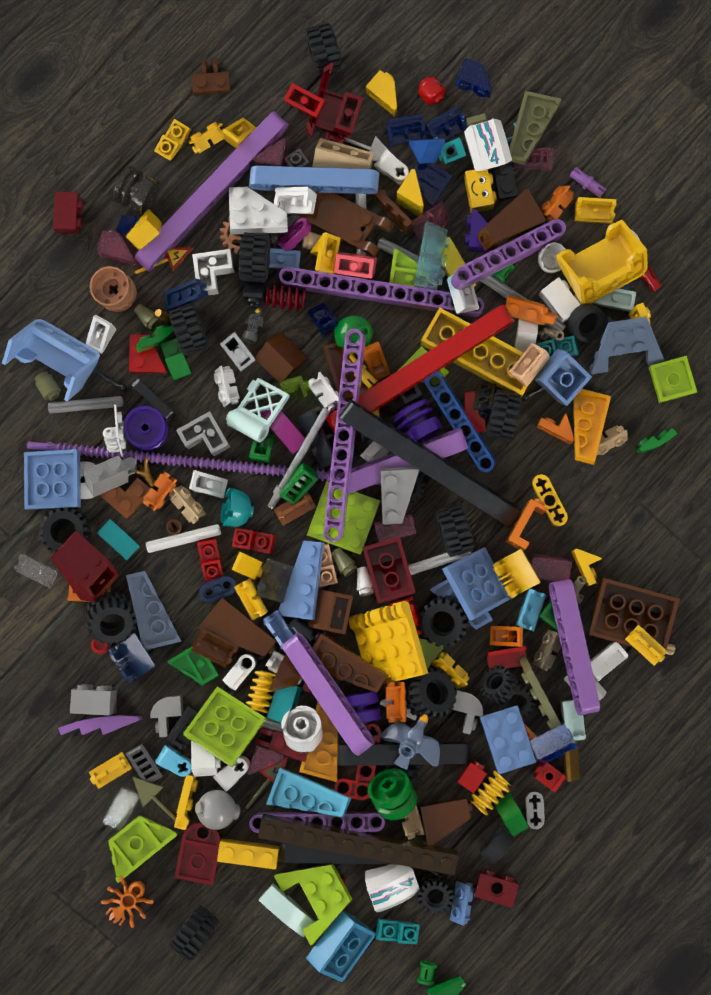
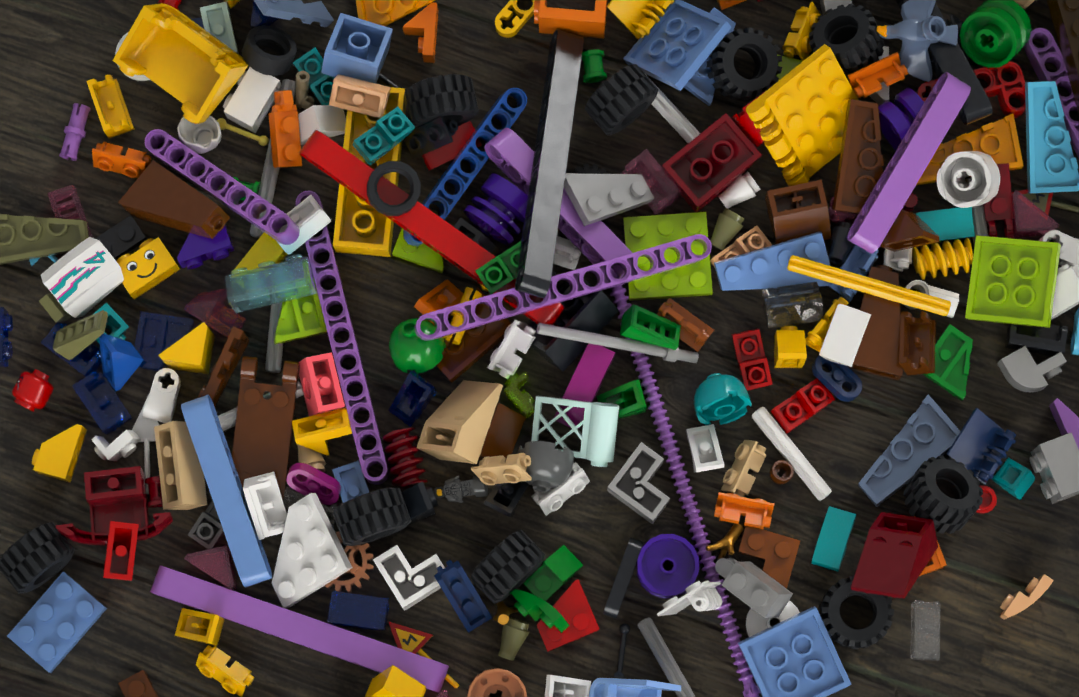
camera: 115 degrees left, 5 degrees down
(25, 635) = (1018, 602): none -> light nougat slope
(105, 670) = (1014, 478): none -> teal slope
(204, 229) = (358, 611): none -> clear blue hinge
(238, 603) = (844, 335): none -> white slope
(241, 378) = (548, 465): none -> dark grey cylinder
(252, 347) = (497, 471): none -> tan hinge
(263, 632) = (869, 285): none -> yellow axle
(282, 51) = (57, 622): none -> medium blue plate
(292, 340) = (461, 423): none -> tan slope
(372, 123) = (121, 446): none -> white bracket
(373, 400) = (500, 269): none -> green slope
(450, 128) = (79, 335): none -> olive slope
(467, 353) = (415, 188): none -> black tyre
(487, 525) = (593, 66): none -> green bush
(496, 367) = (383, 136): none -> teal slope
(553, 276) = (262, 140): none -> light yellow hinge

